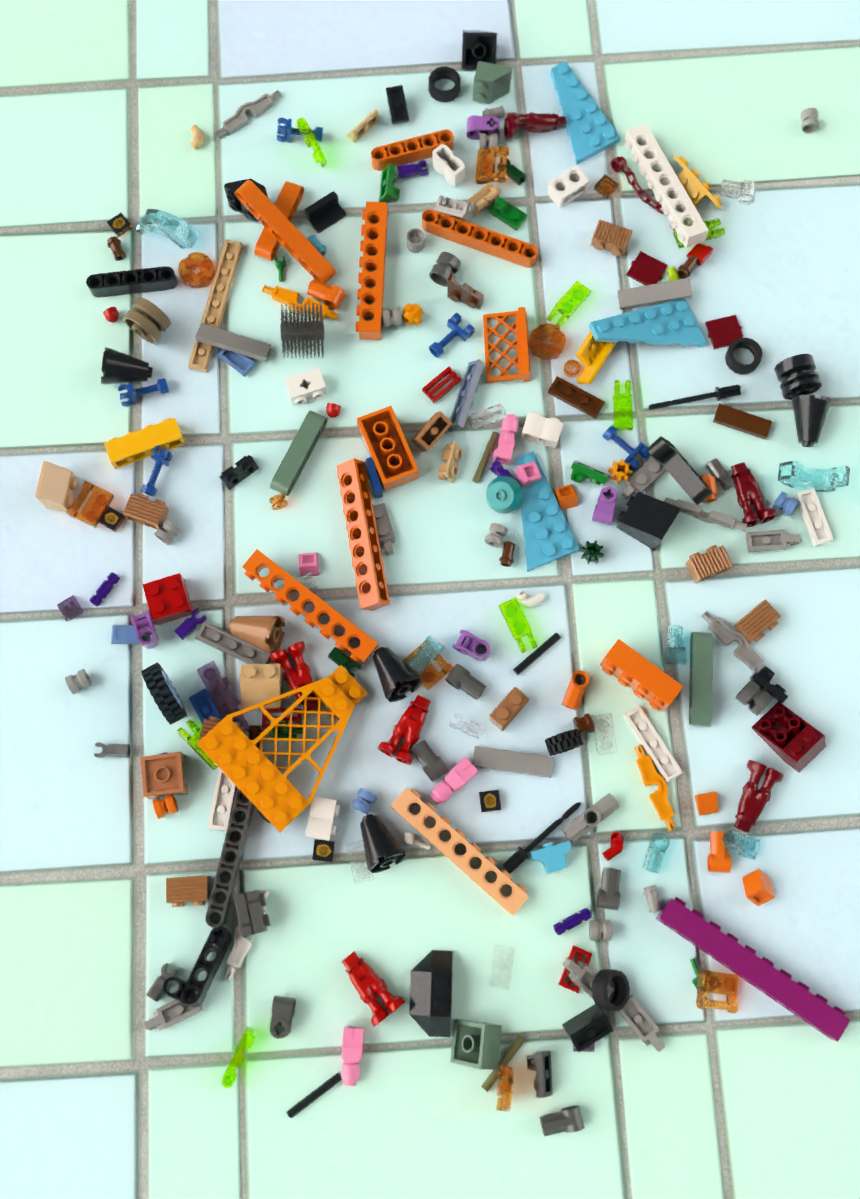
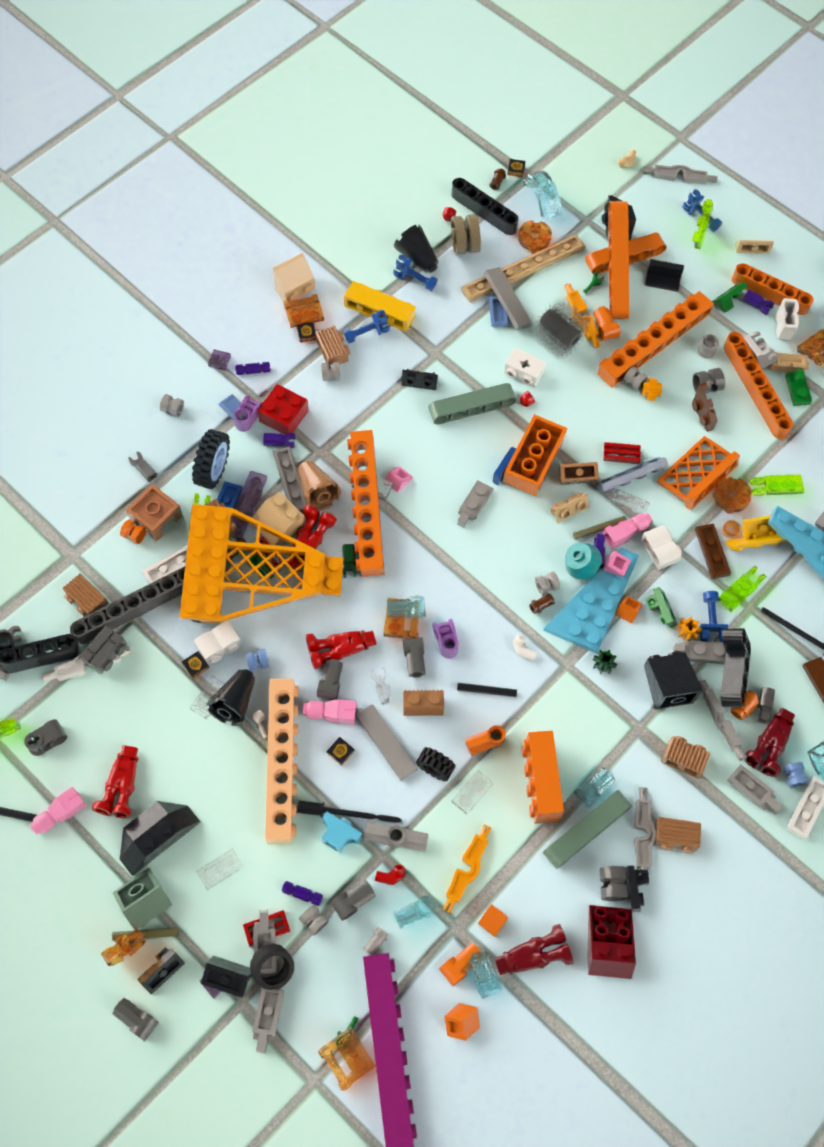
camera: 45 degrees right, 10 degrees down
(278, 501) = (423, 420): clear orange bush -> none
(315, 242) = (634, 290): medium azure pin -> none
(362, 535) = (454, 493): orange brick -> none
(394, 675) = (370, 602): black cone -> none
(397, 104) = (793, 252): black hinge -> none
(437, 348) = (676, 421): blue bar -> none
(517, 623) = (495, 654): clear neon green hinge -> none
(584, 724) = (464, 769): reddish brown wheel -> none
(605, 508) = (647, 642): medium lavender piece -> none
(652, 744) = (500, 837): white tile -> none

